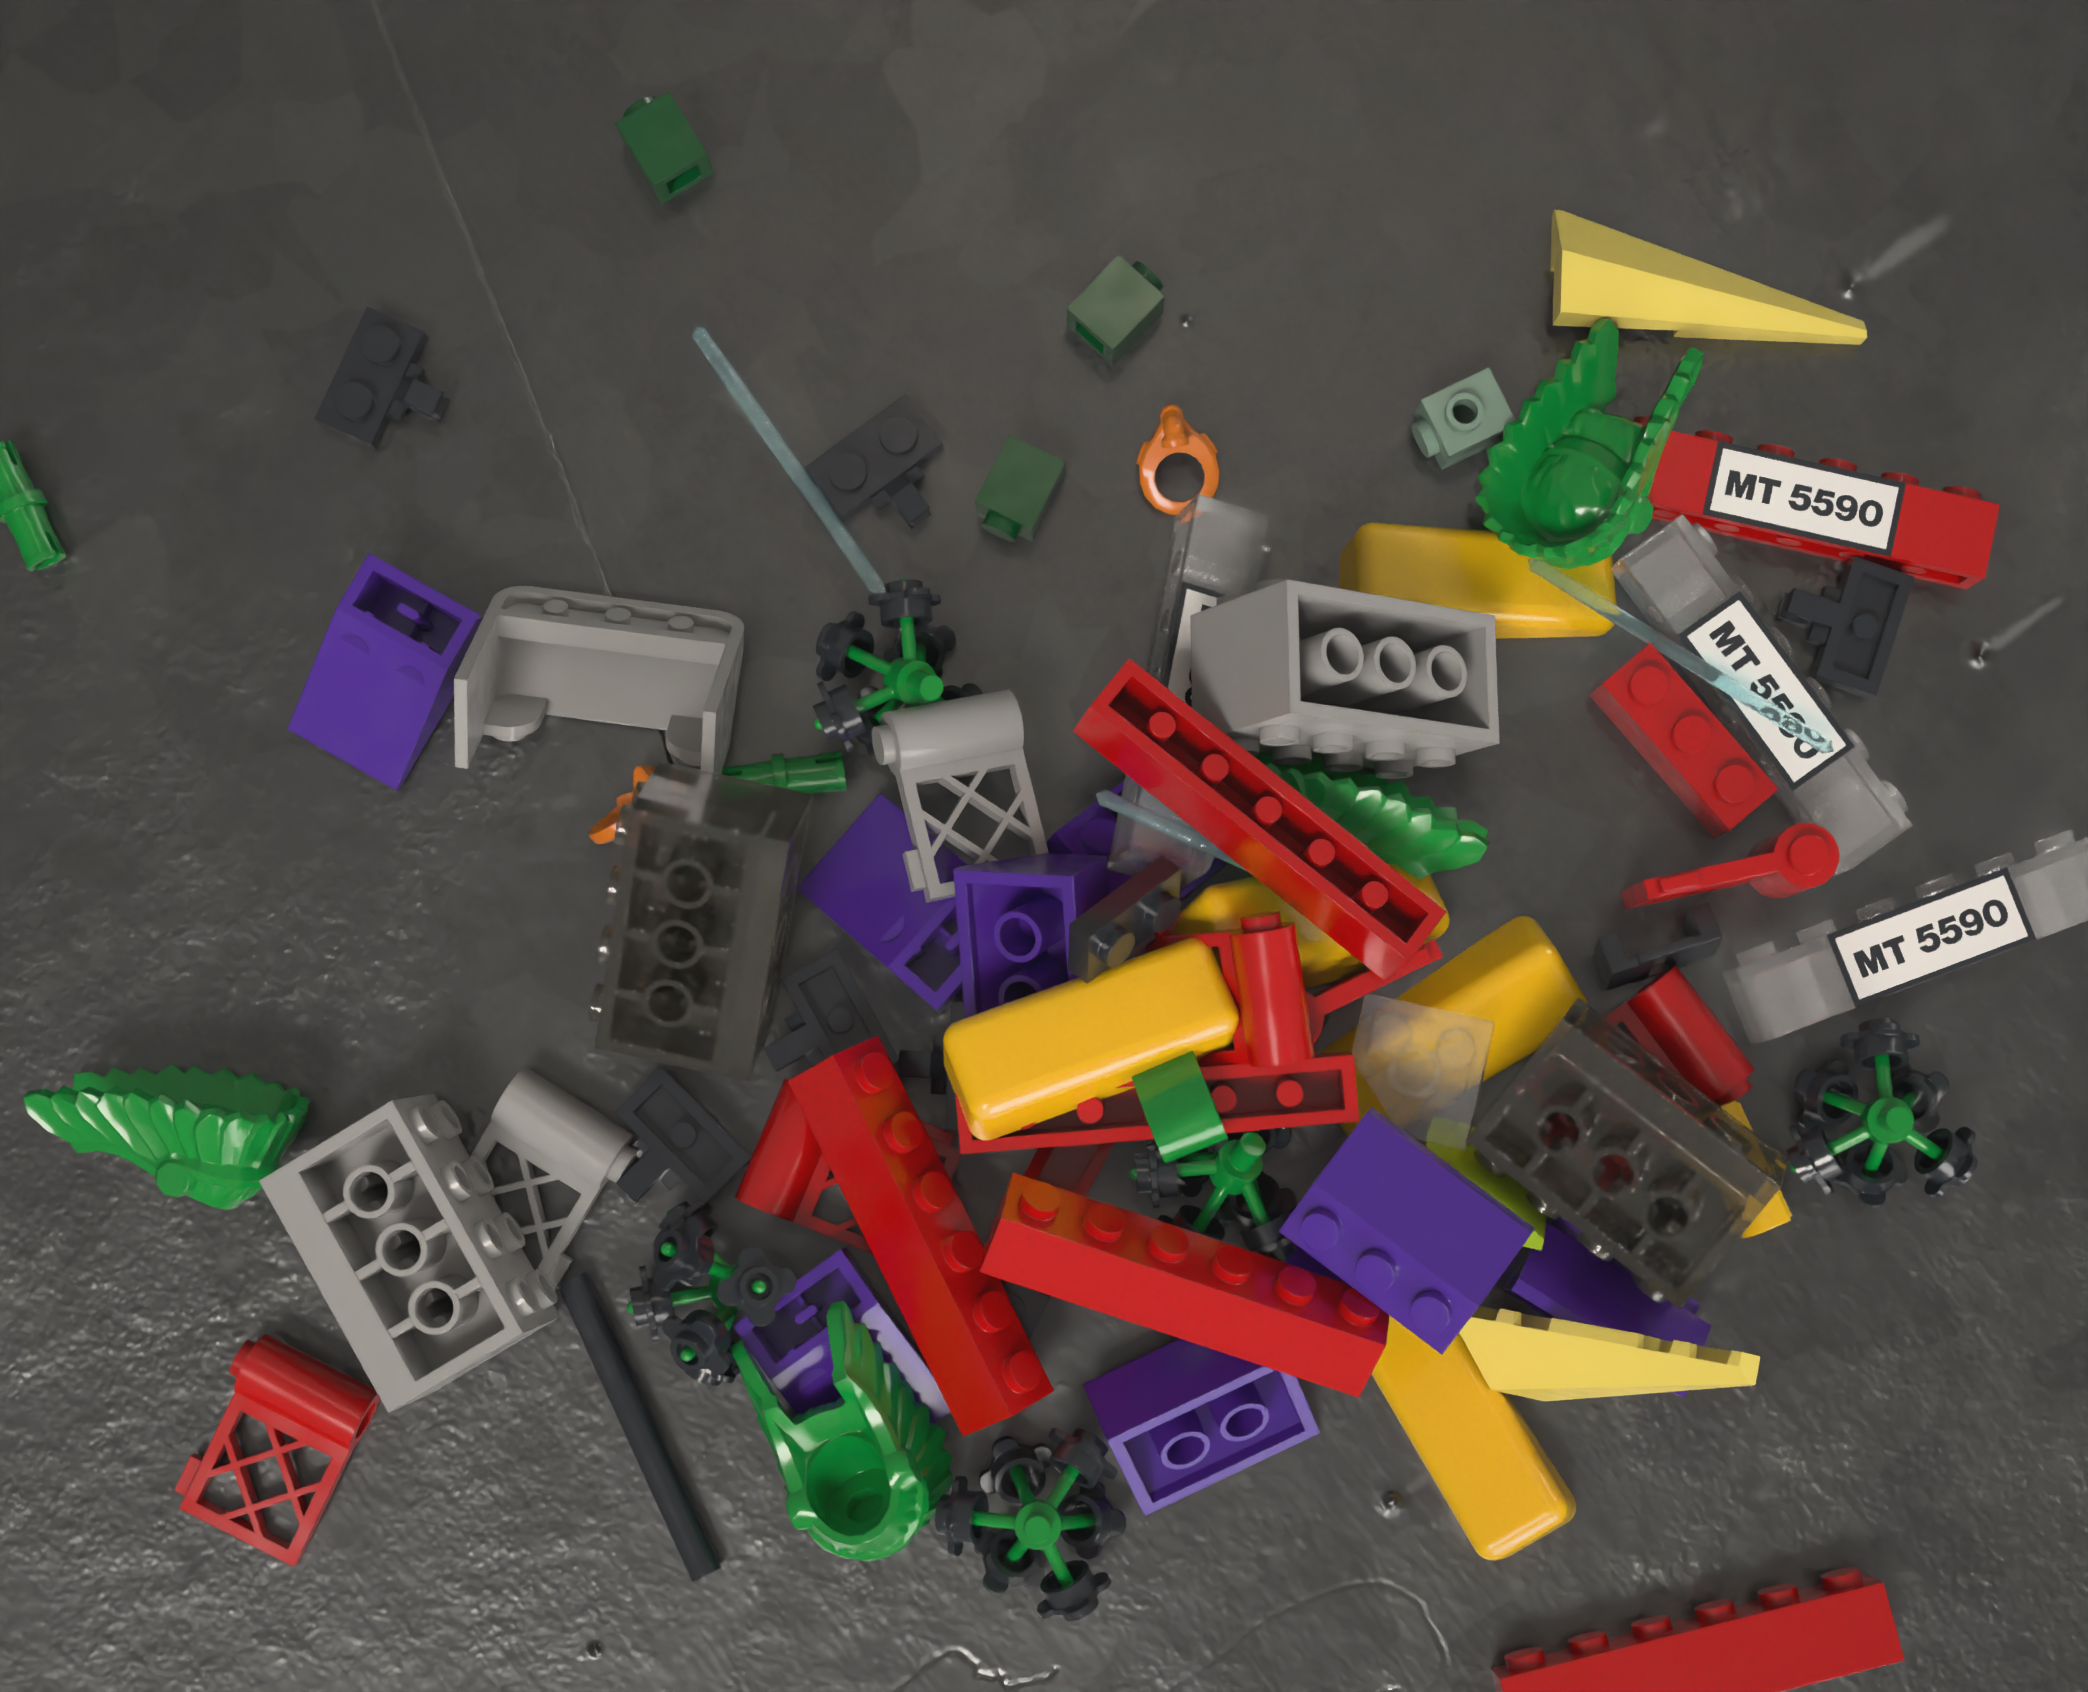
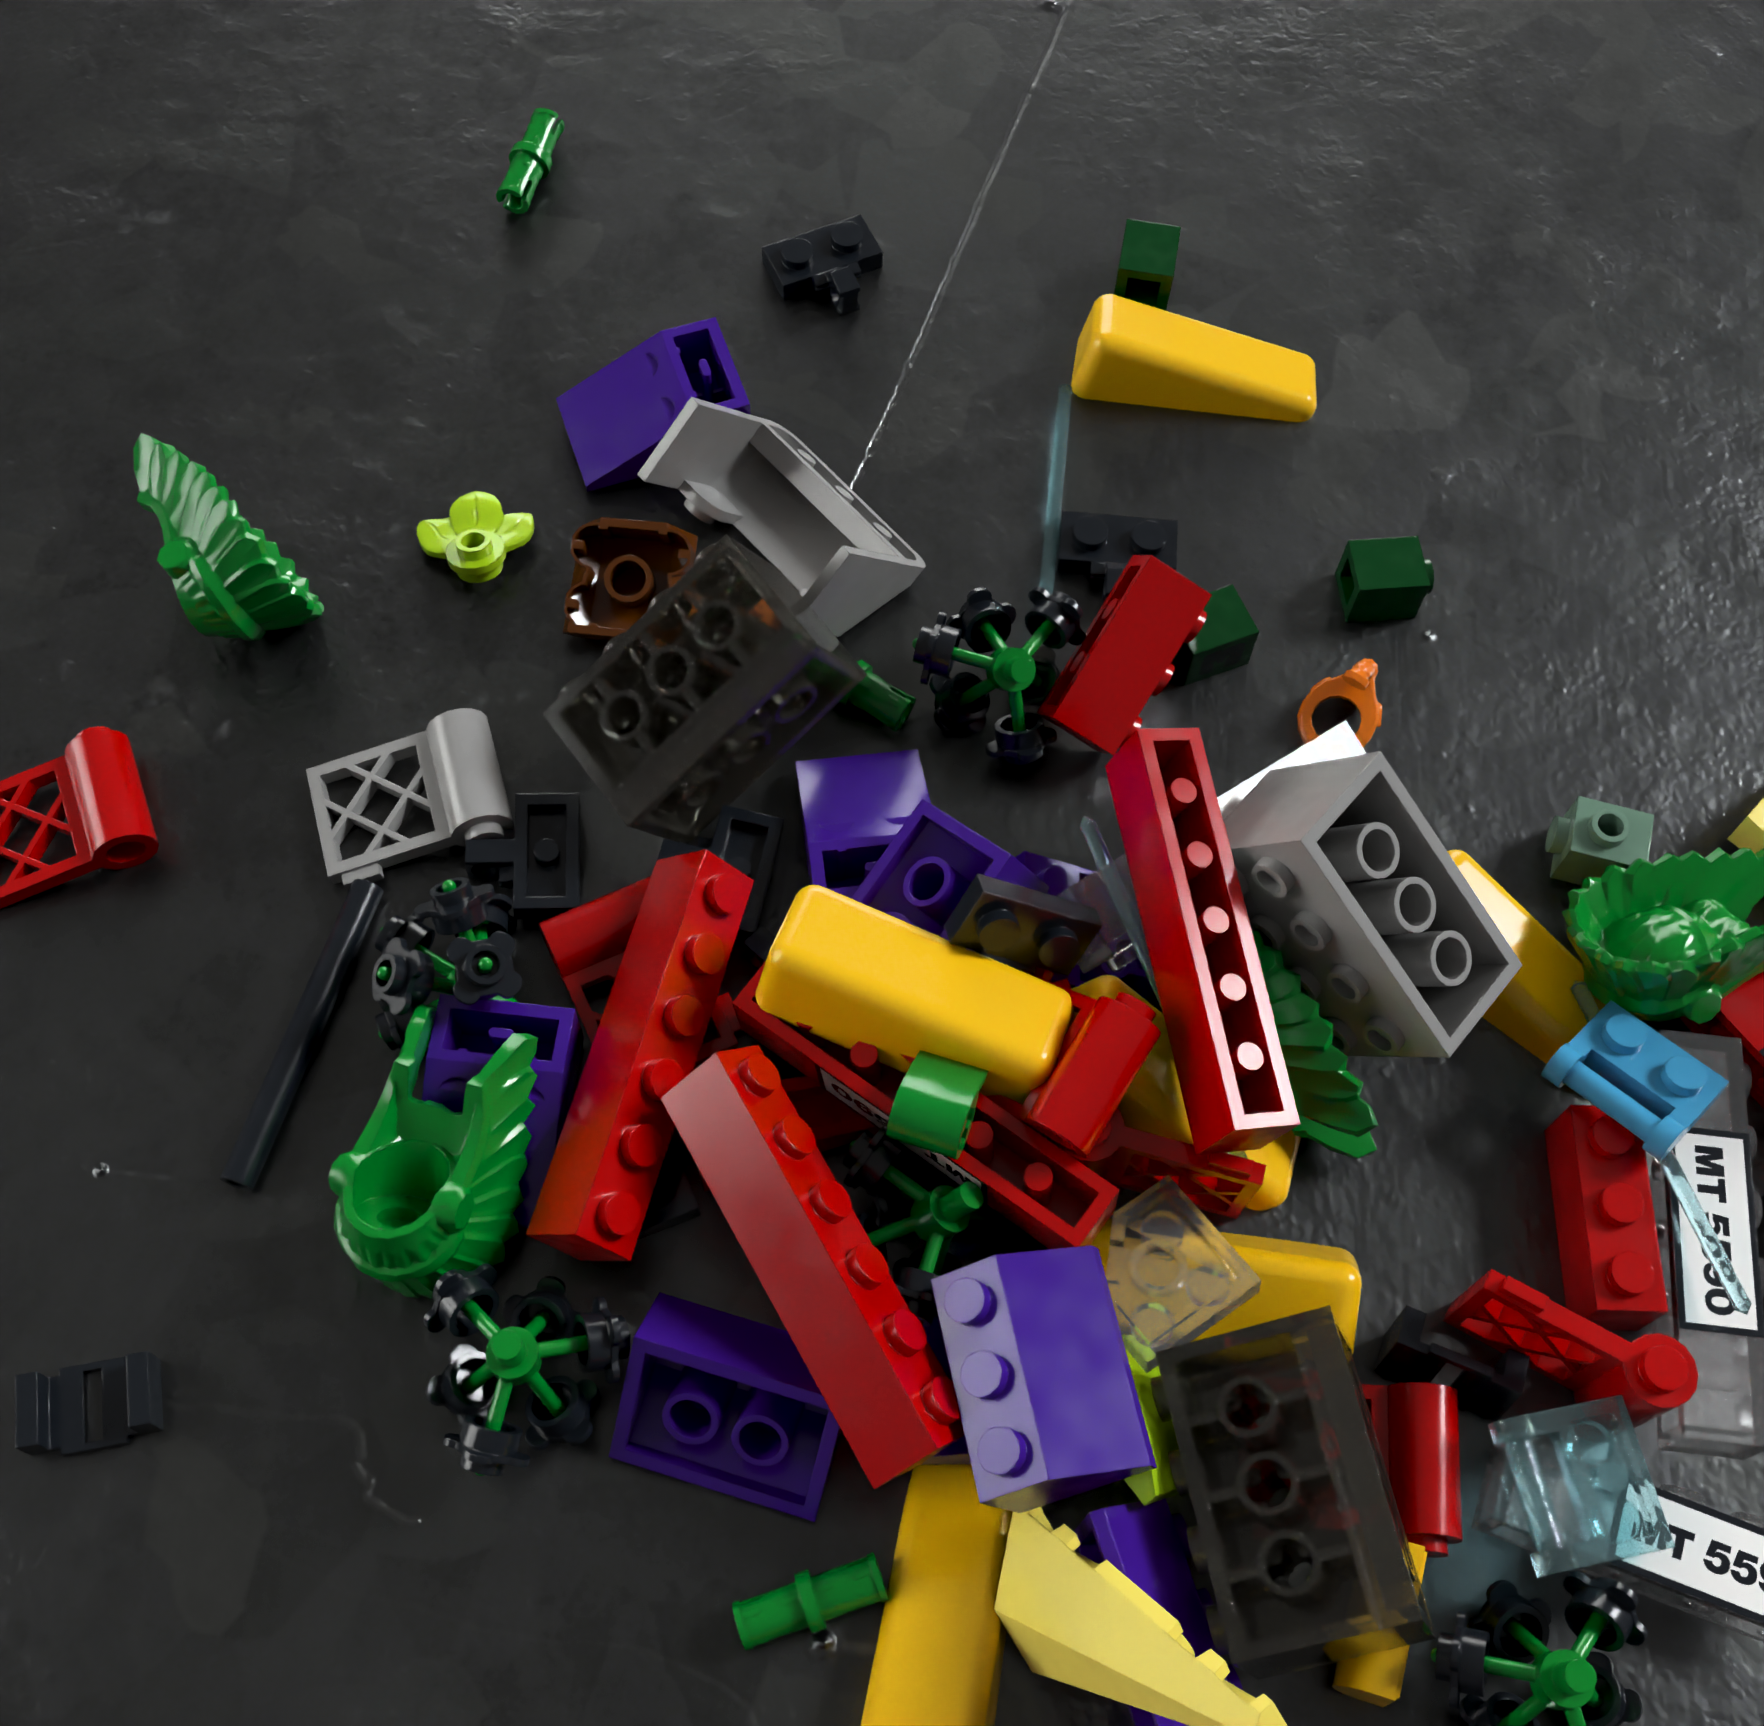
camera: 35 degrees right, 20 degrees down
(342, 908) = (475, 536): none -> lime plate
(411, 1248) = (276, 753): light grey brick -> none
(519, 846) = (621, 571): none -> reddish brown slope
(785, 216) = (1177, 362): none -> yellow piece
(951, 743) = (995, 729): light grey piece -> none
(983, 584) = (1126, 654): none -> red brick
(1364, 1488) = (809, 1601): none -> green pin
(1638, 609) = (1636, 1078): none -> dark azure plate
(1819, 956) = (1603, 1478): none -> clear light blue plate

